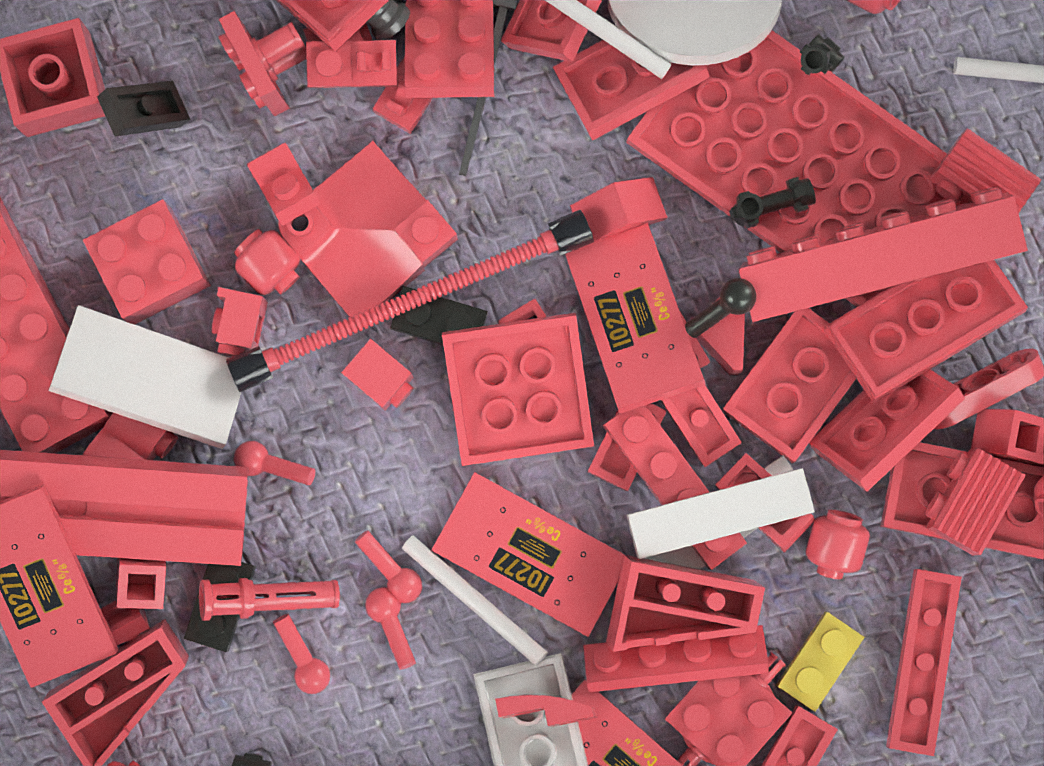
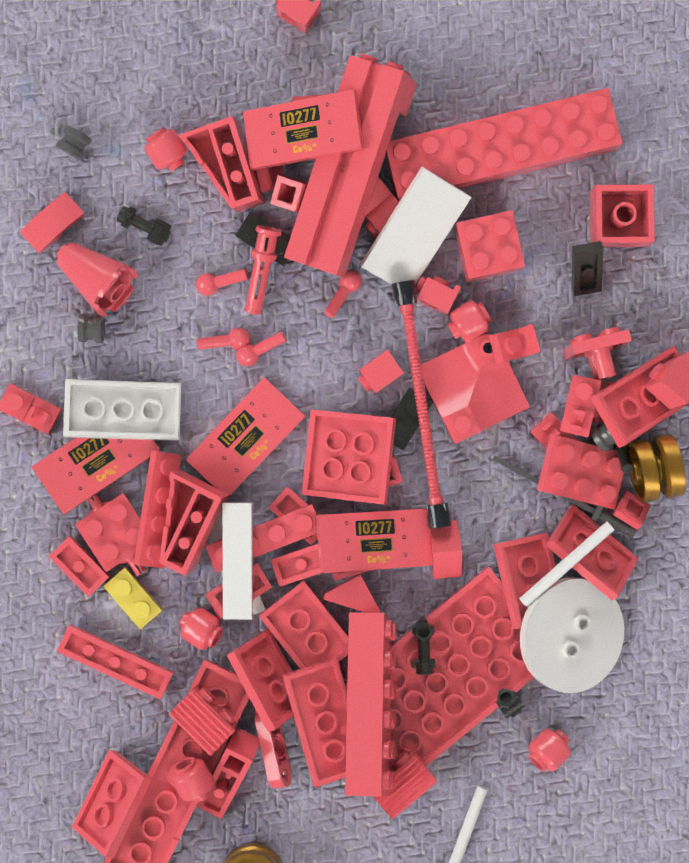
camera: 110 degrees right, 5 degrees up
(474, 600) = (226, 395): white bar -> none
(557, 710) = (144, 428): coral slope -> none
(736, 297) = (366, 606): pearl dark grey bar -> none

